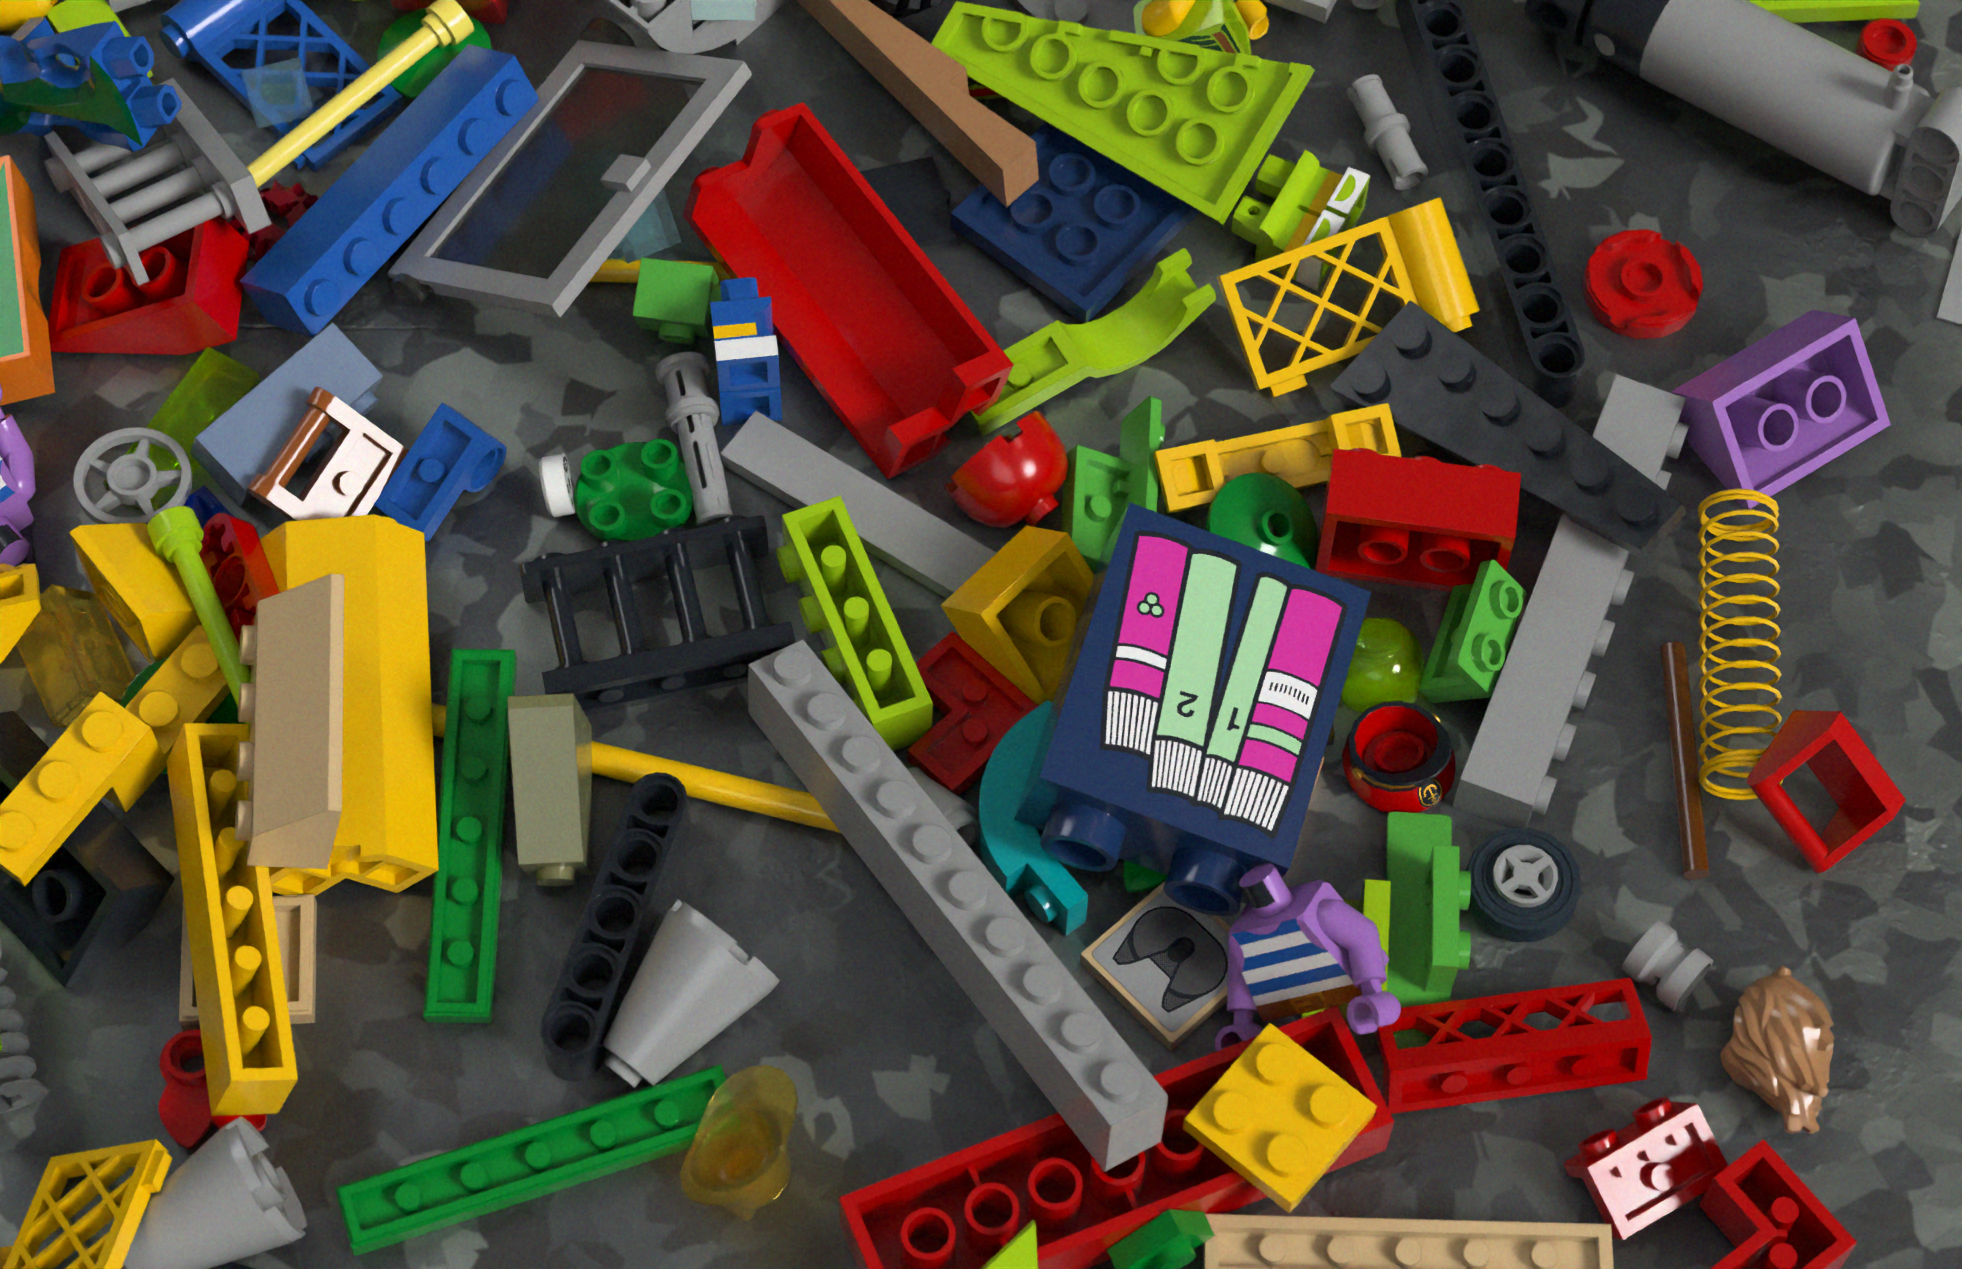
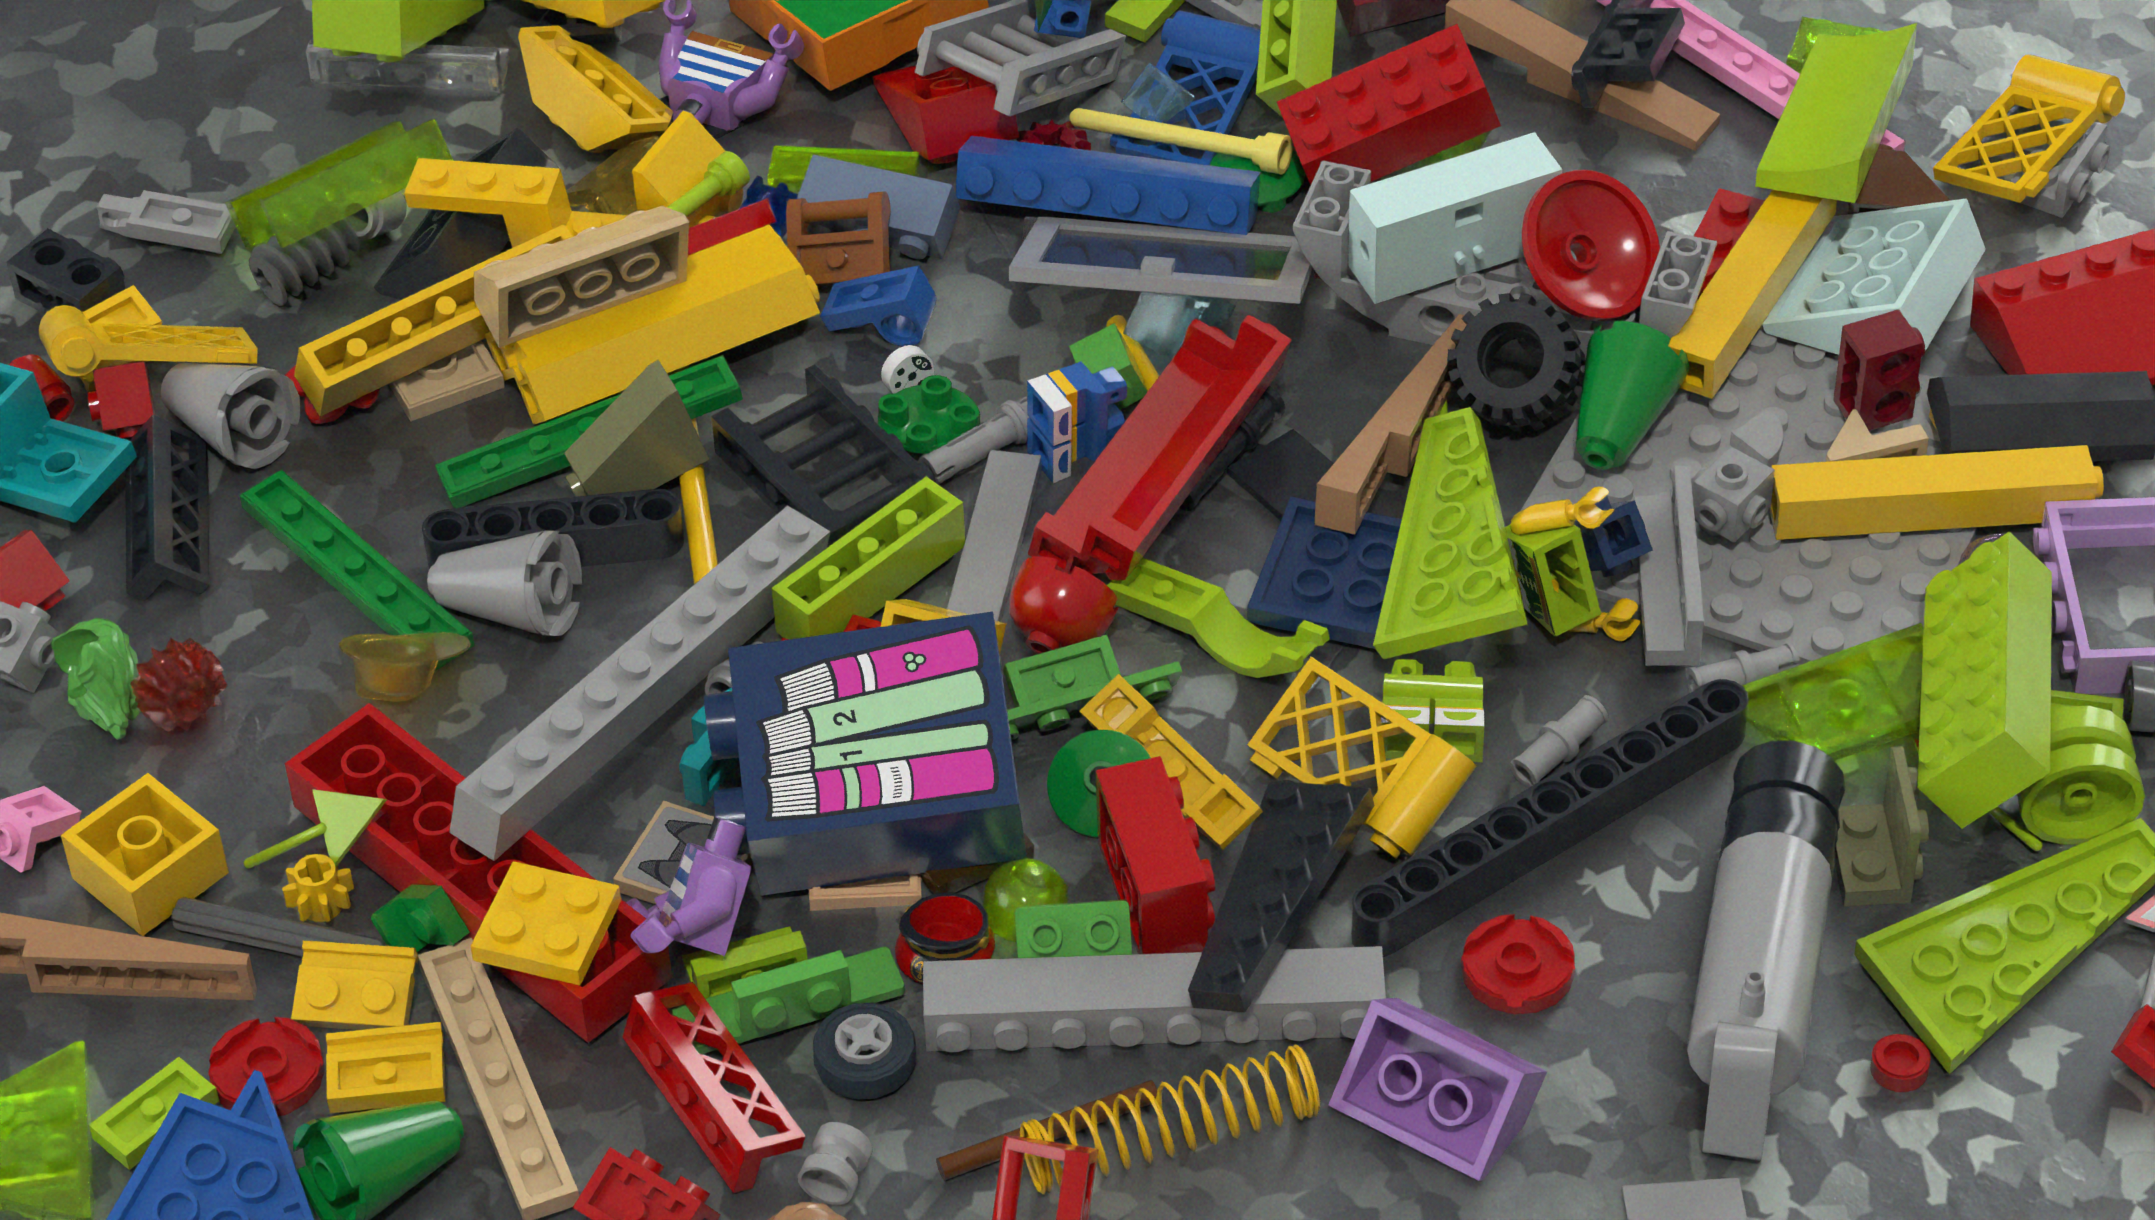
camera: 70 degrees right, 15 degrees down
(131, 476) = (779, 151): light grey wheel -> none

